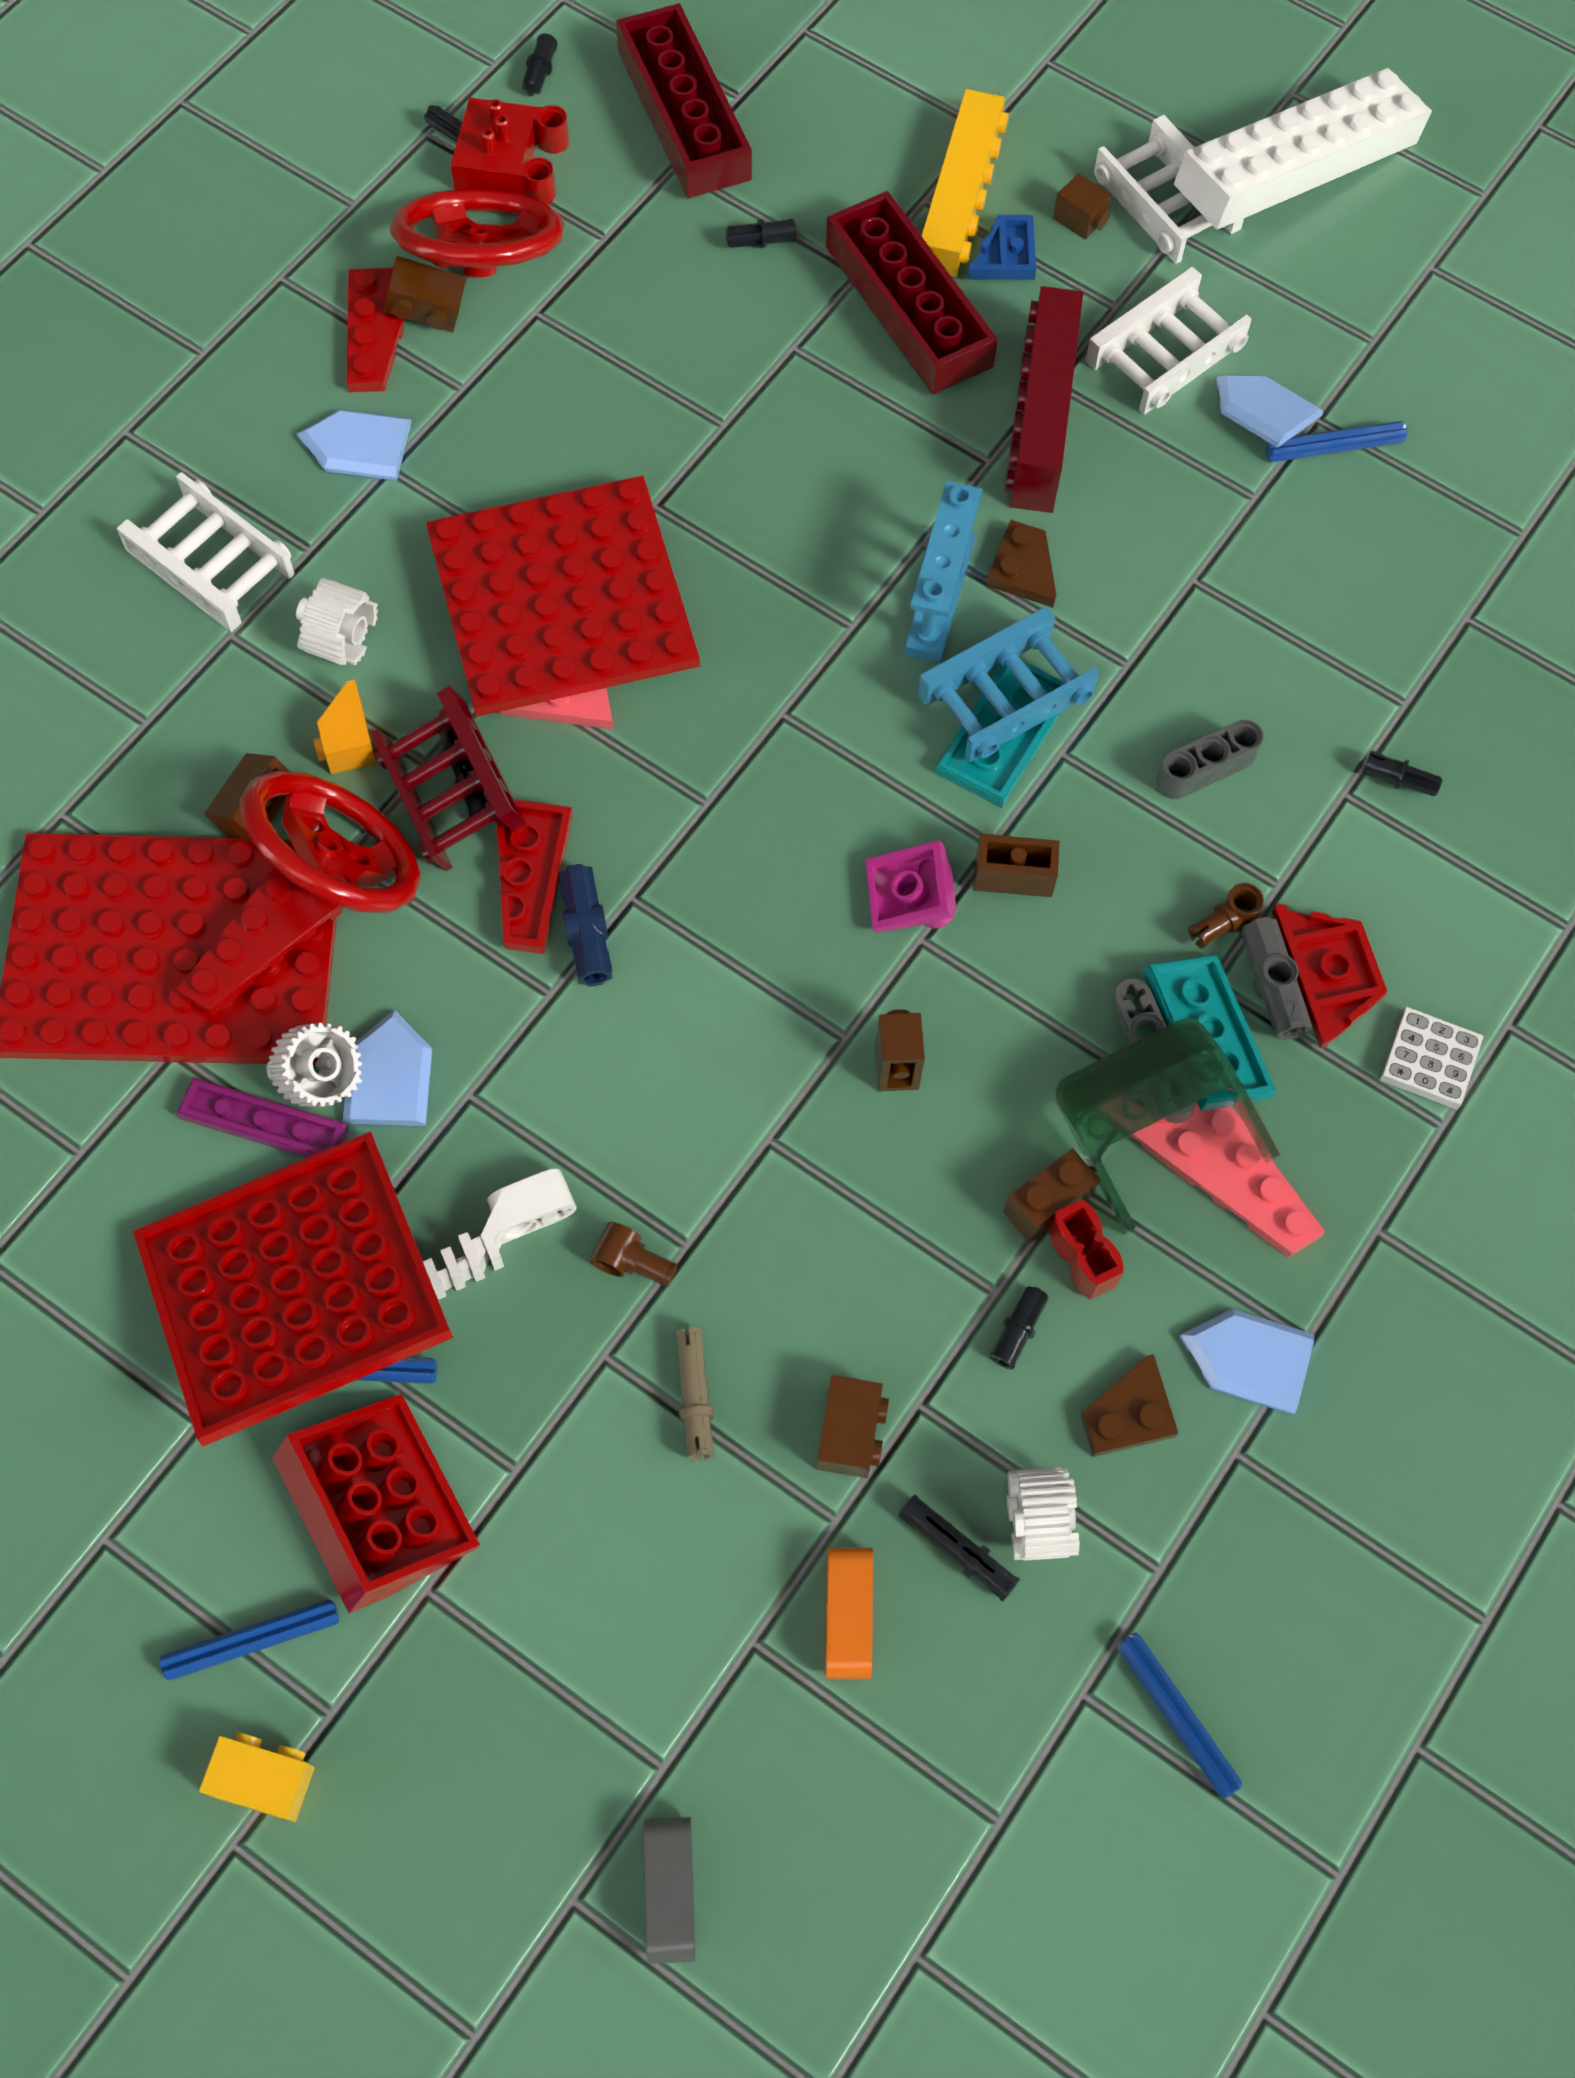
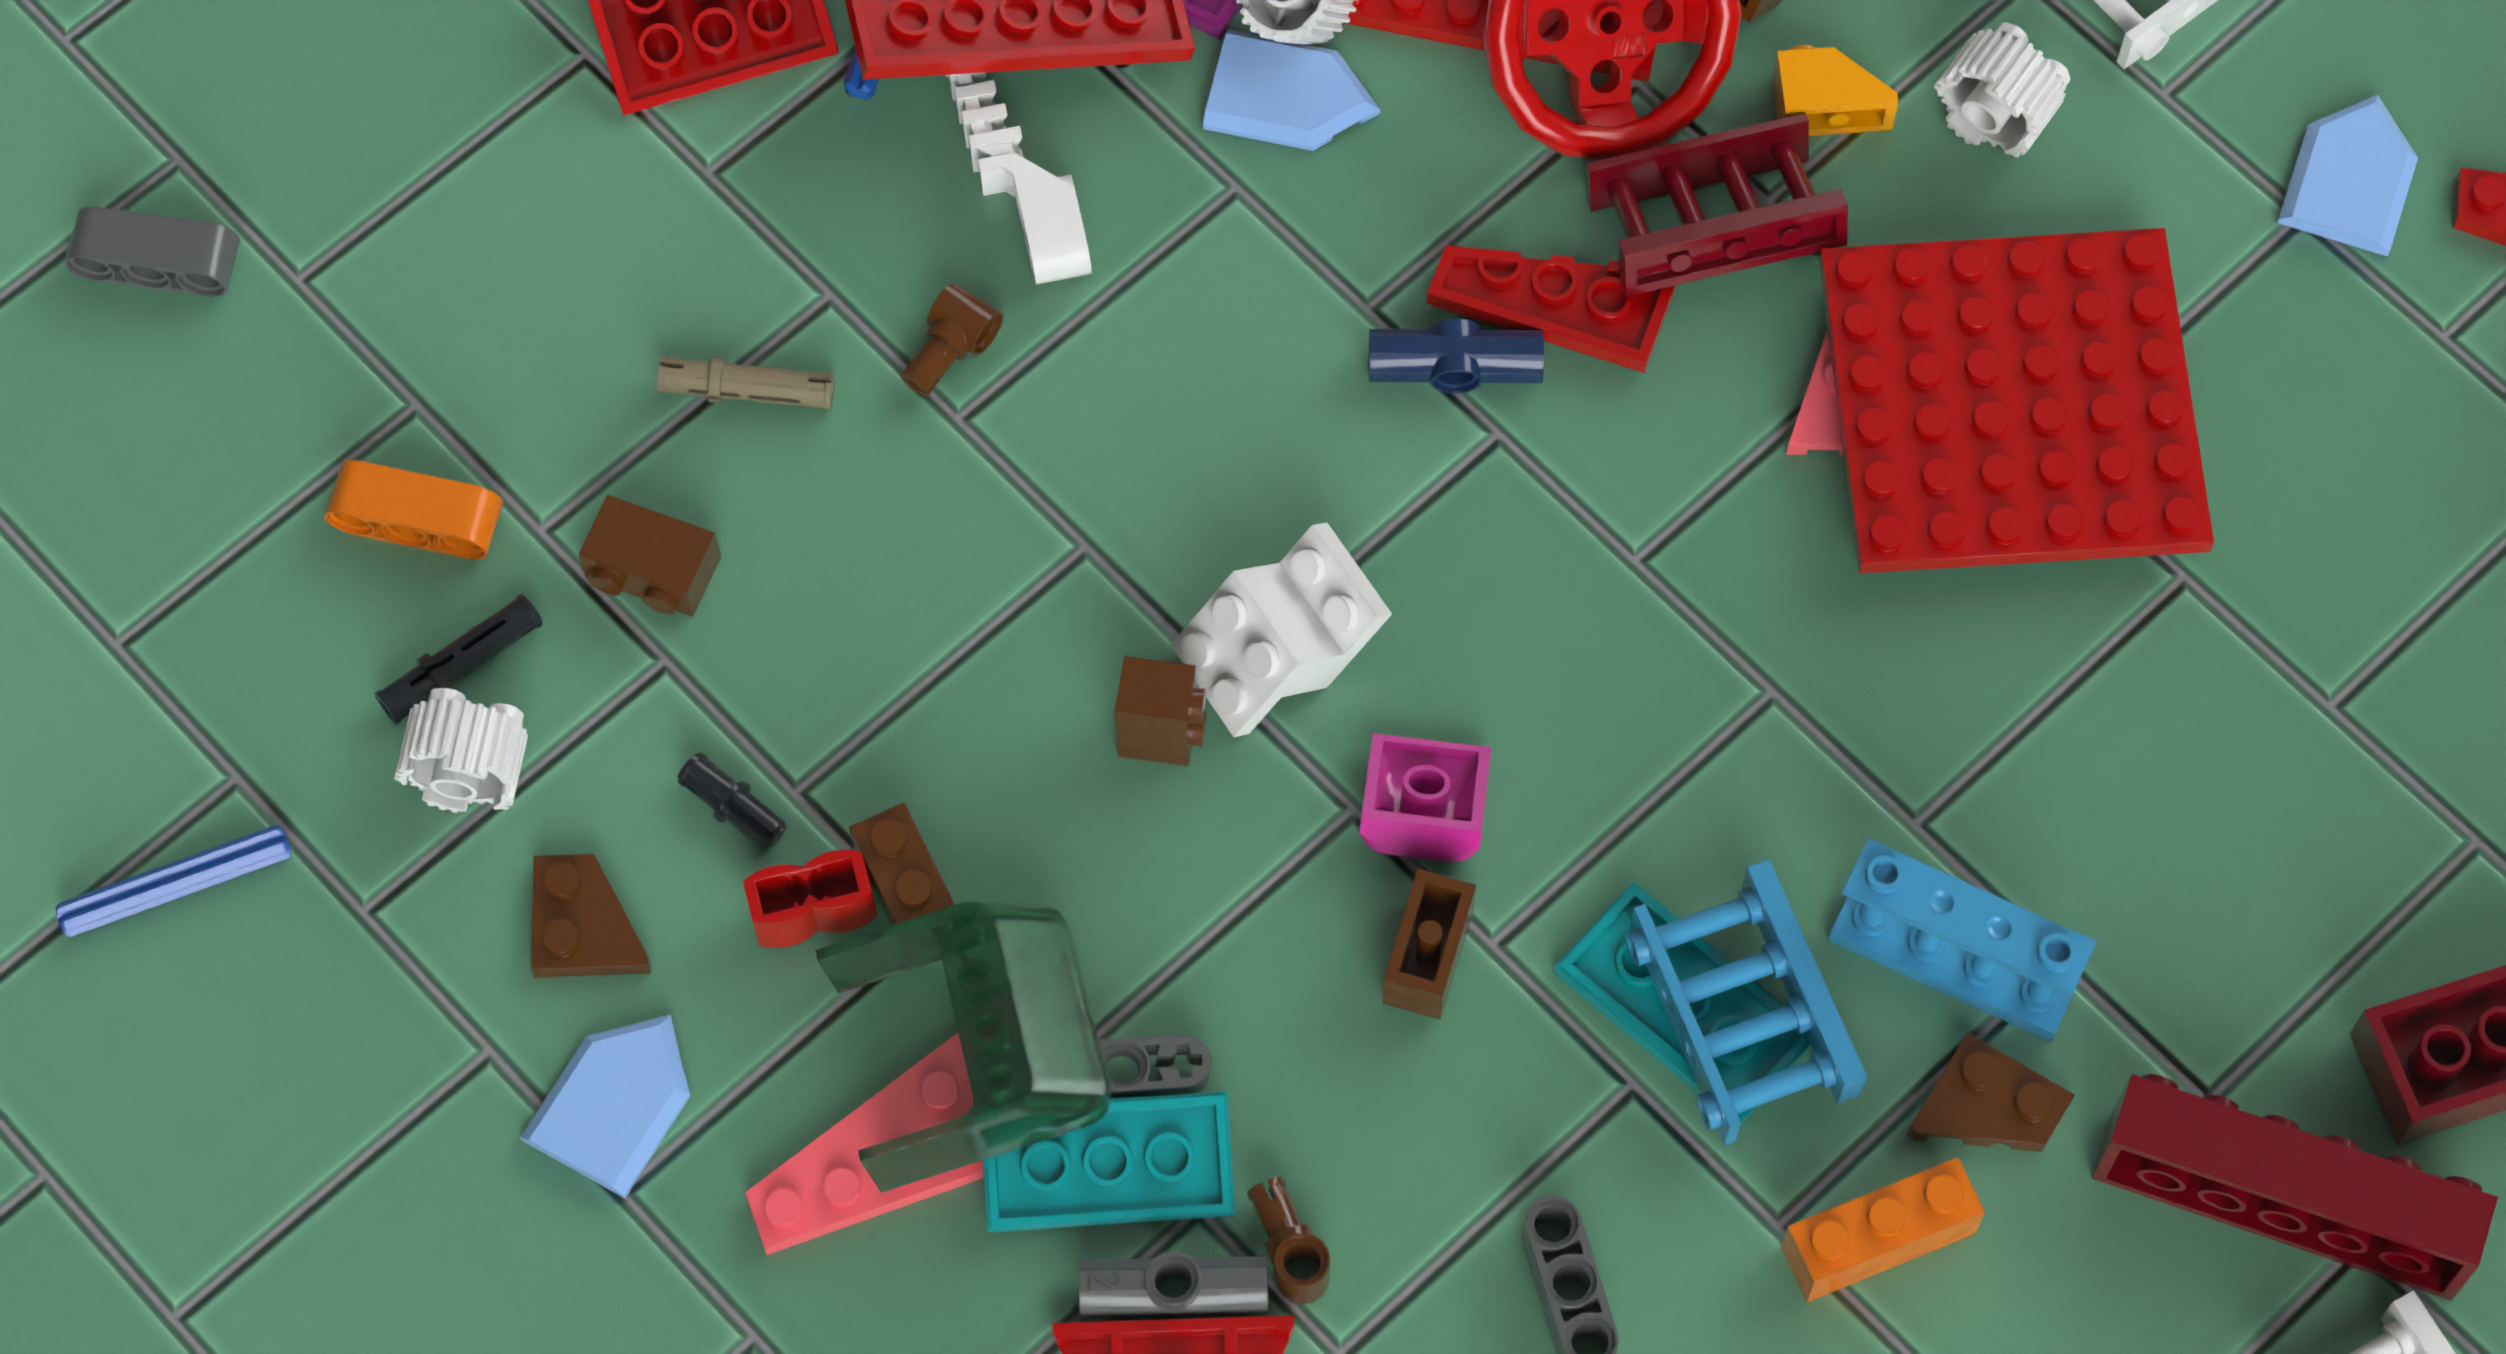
camera: 105 degrees right, 0 degrees up
(819, 988) = (1281, 629): none -> white bracket
(1125, 601) = (1882, 1229): none -> orange brick

